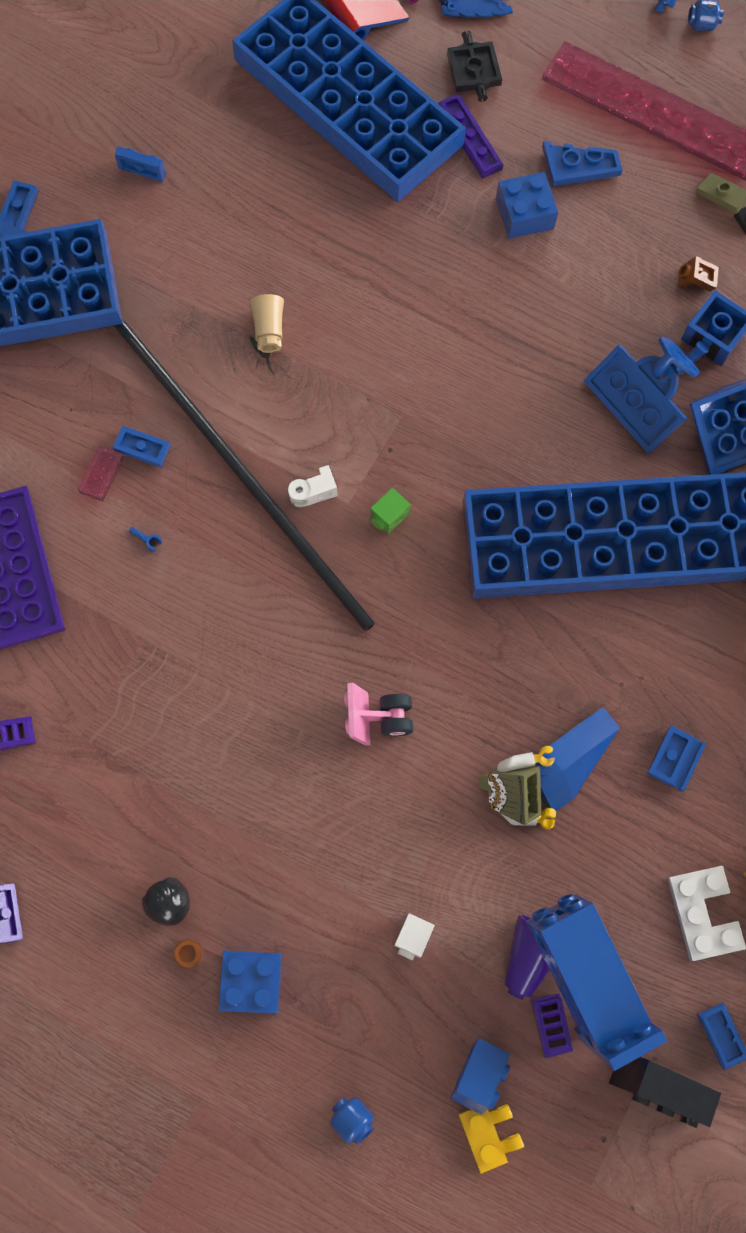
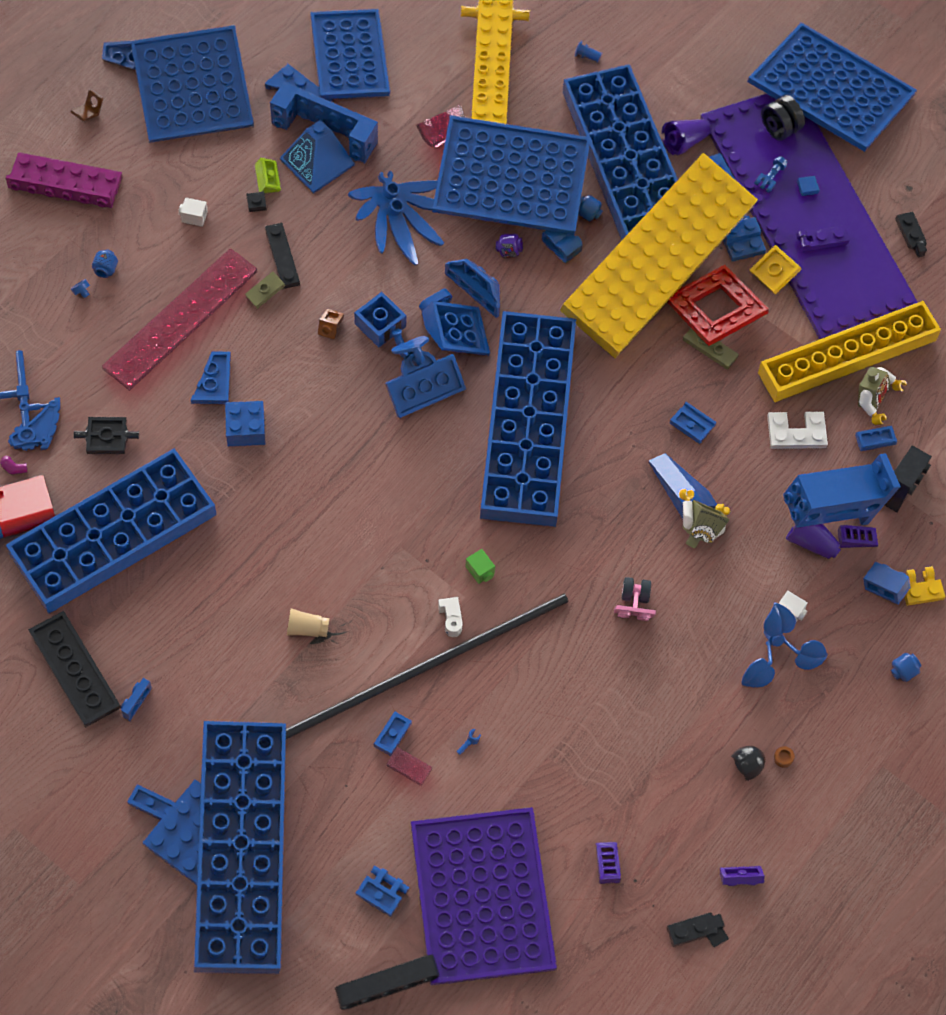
camera: 80 degrees left, 10 degrees down
(168, 96) = (74, 669): none -> black plate
(250, 982) = (809, 715): blue brick -> none
(364, 916) = (781, 621): none -> blue plant
(475, 142) = (185, 447): dark purple tile -> none

